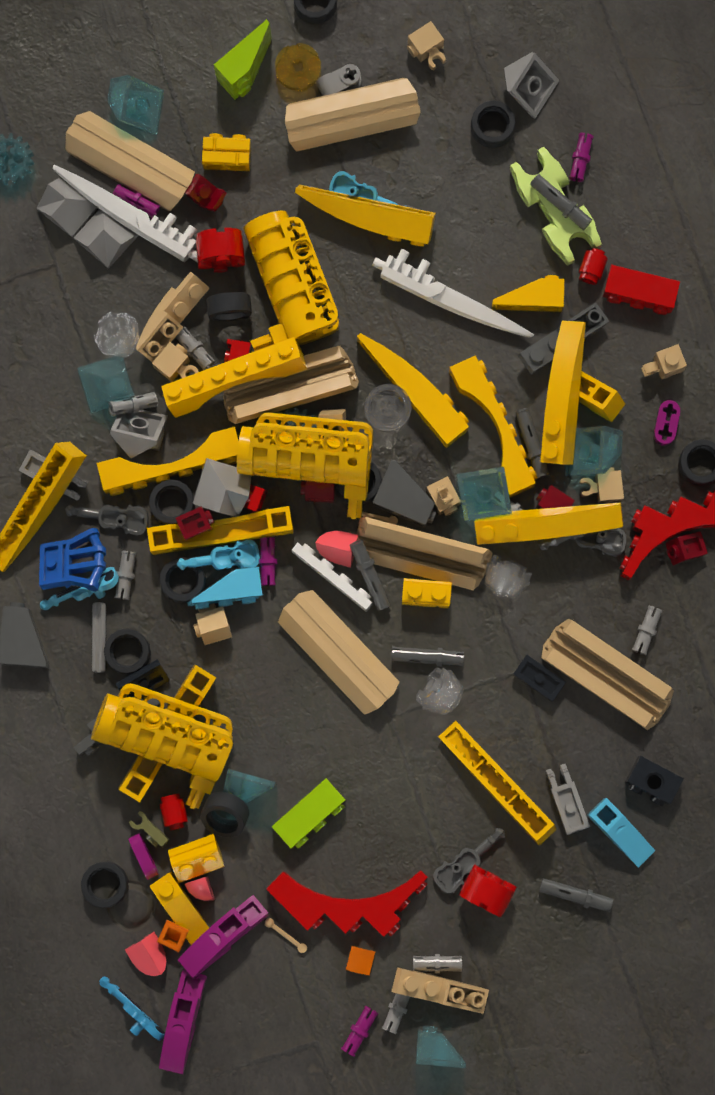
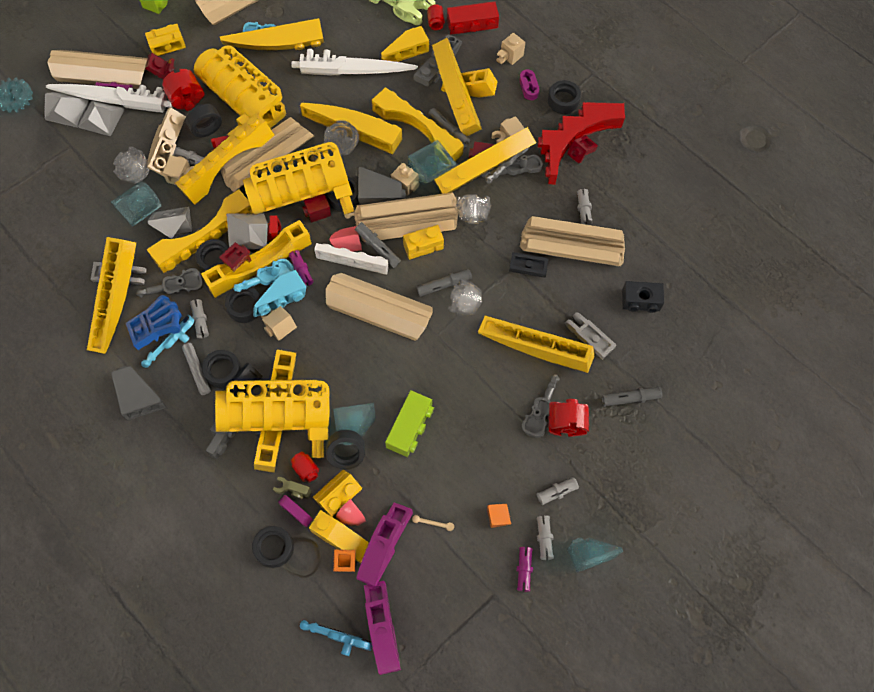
camera: 30 degrees left, 15 degrees down
(133, 404) = (159, 205): light grey pin -> none
(135, 102) = (90, 31): clear light blue slope -> none
(148, 955) = (330, 586): coral brick -> none
(379, 910) = (441, 490): red arch -> none
(440, 990) = (570, 508): tan slope -> none
(595, 450) = (491, 113): clear light blue slope -> none
(621, 832) = (638, 337): medium azure slope -> none

